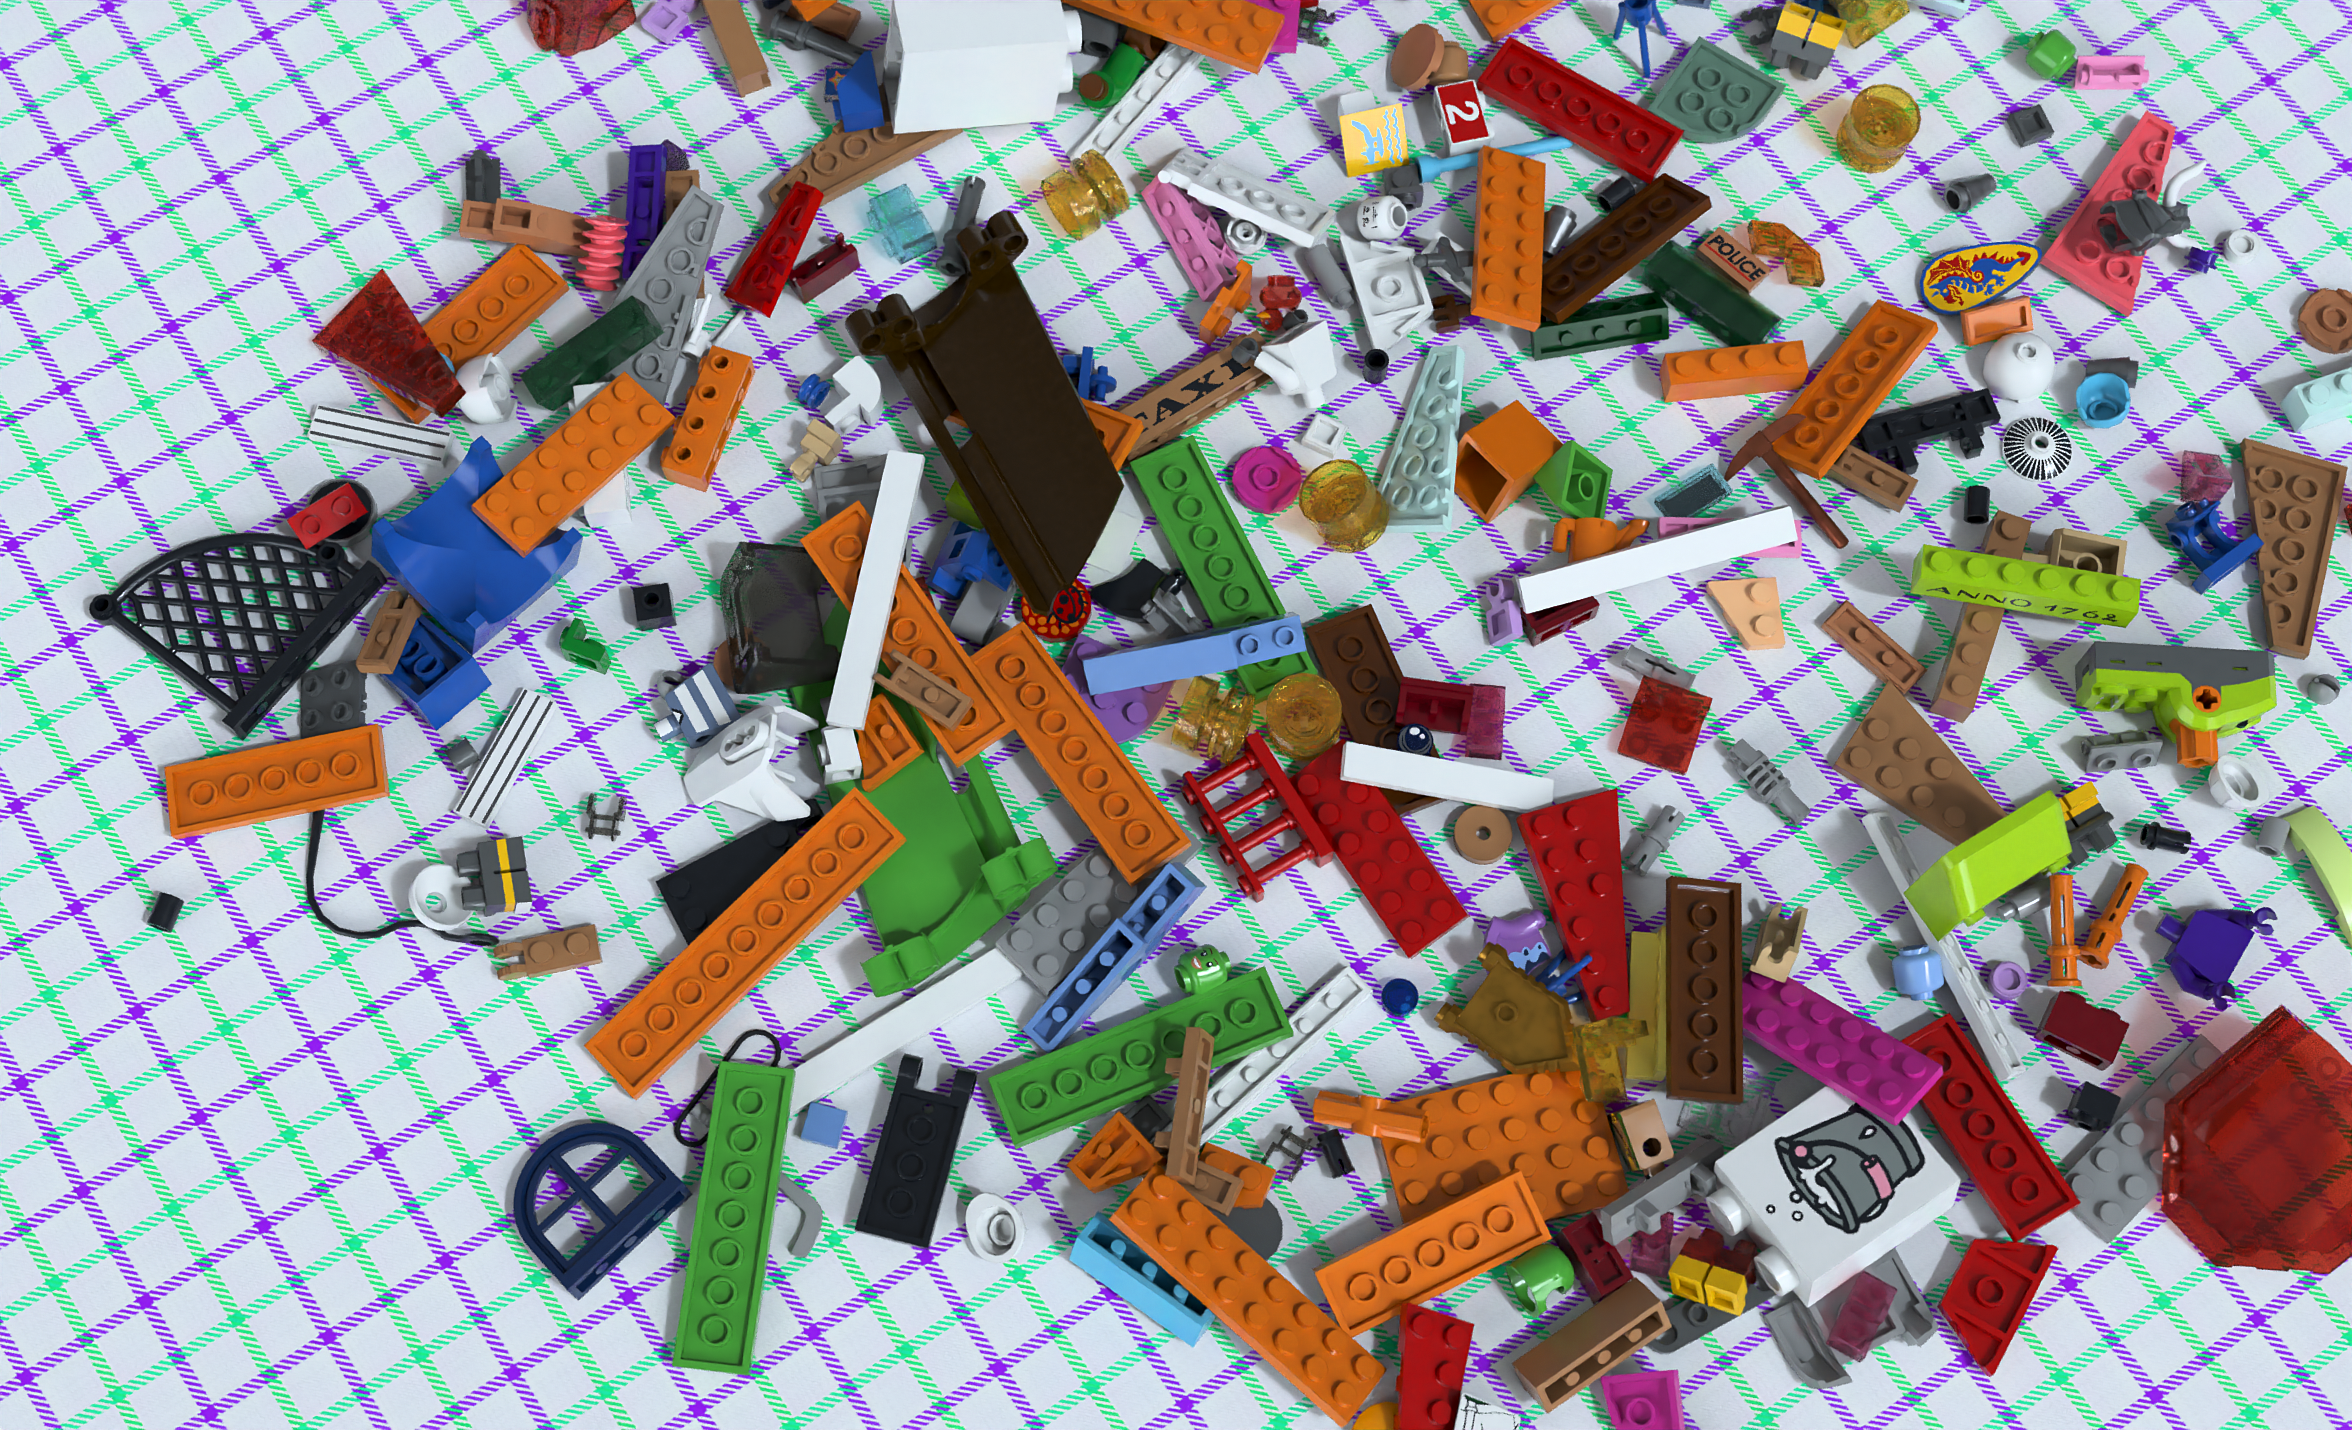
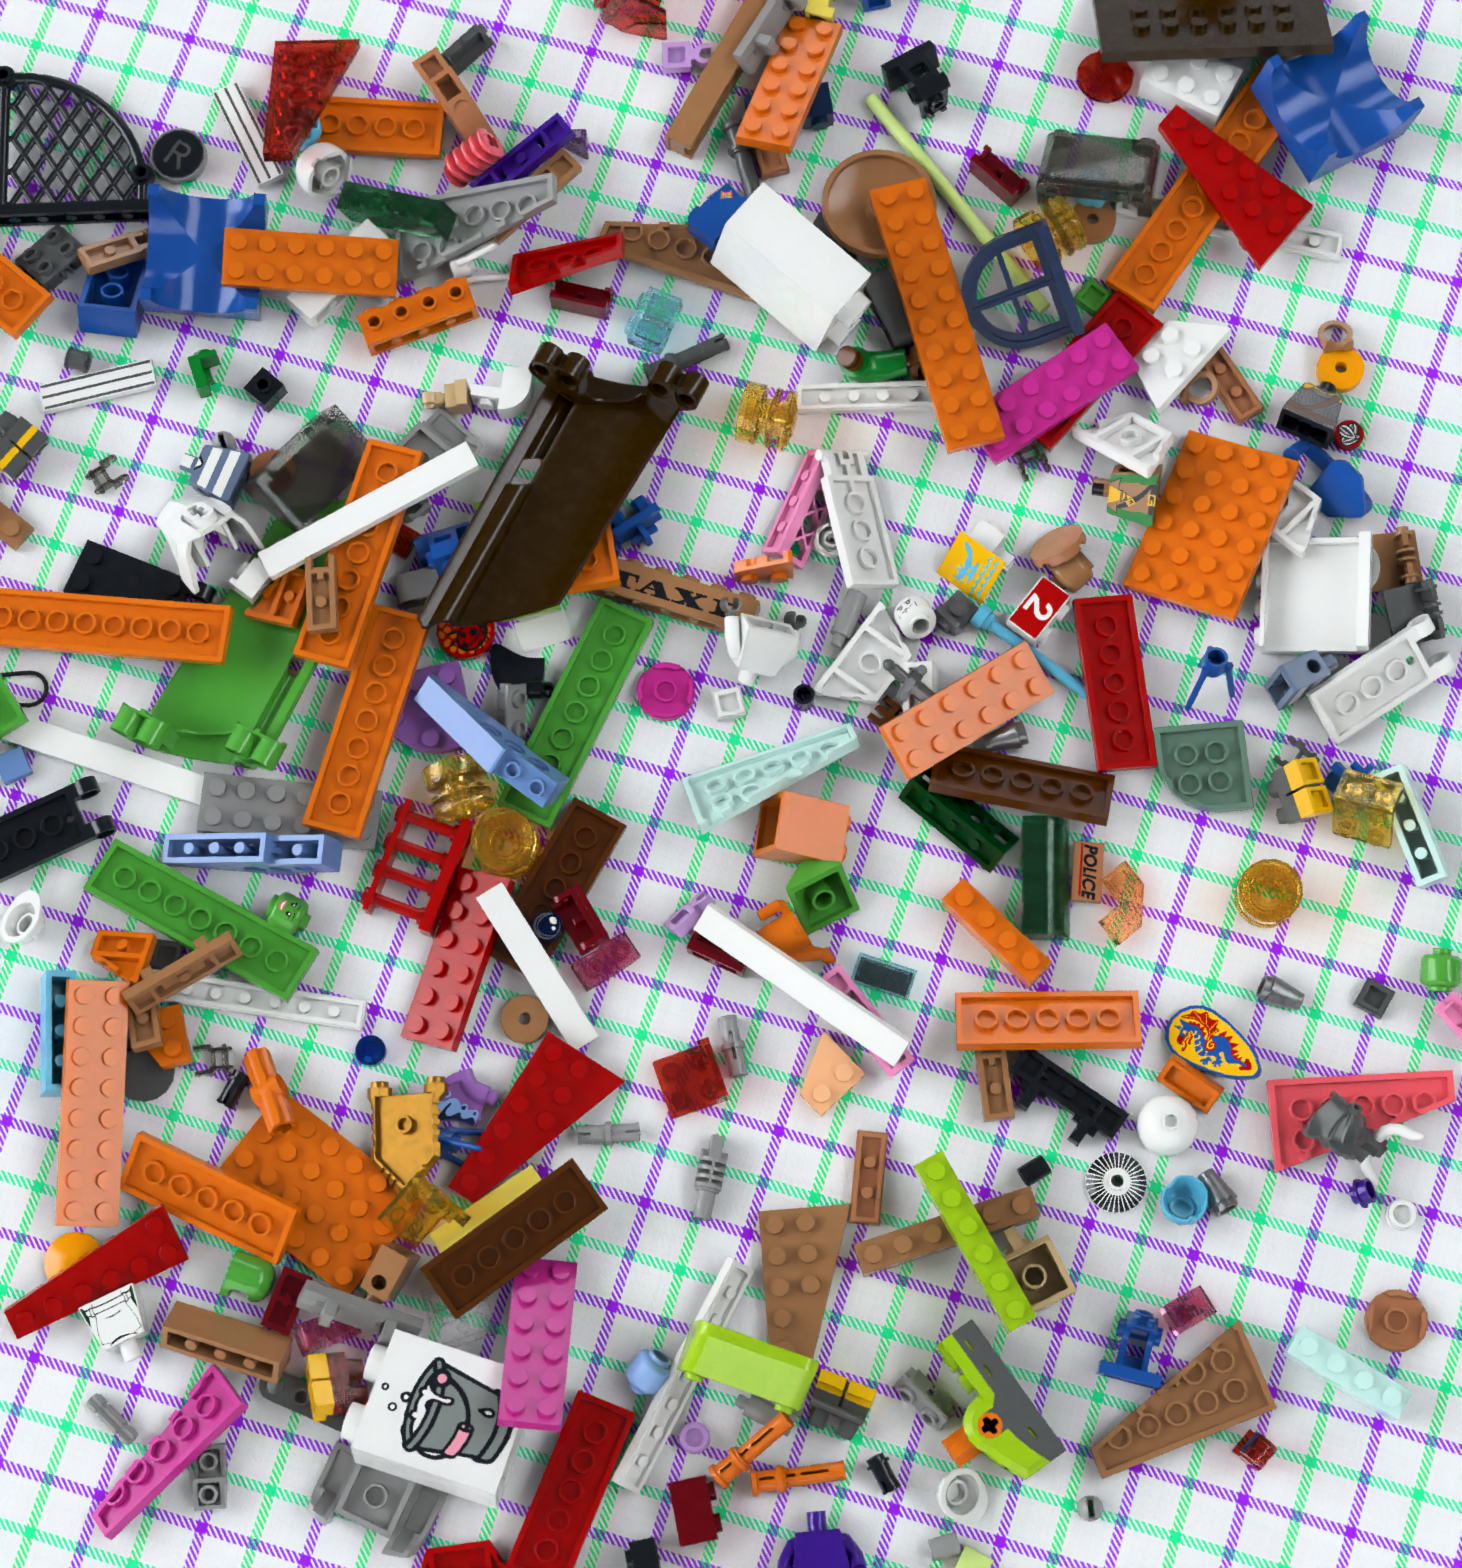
camera: 60 degrees right, 5 degrees up
(327, 515) = (163, 150): red hinge -> none
(813, 391) = (490, 363): blue bush -> none
(1277, 294) = (800, 594): clear red animal -> none
(1344, 506) = (674, 754): clear yellow wheel -> none
(1616, 194) = (1070, 756): black hinge -> none
(1761, 446) = (952, 993): copper piece -> none
(1778, 943) = (591, 1265): tan hinge -> none
(1861, 1316) = (373, 1501): clear pink slope -> none

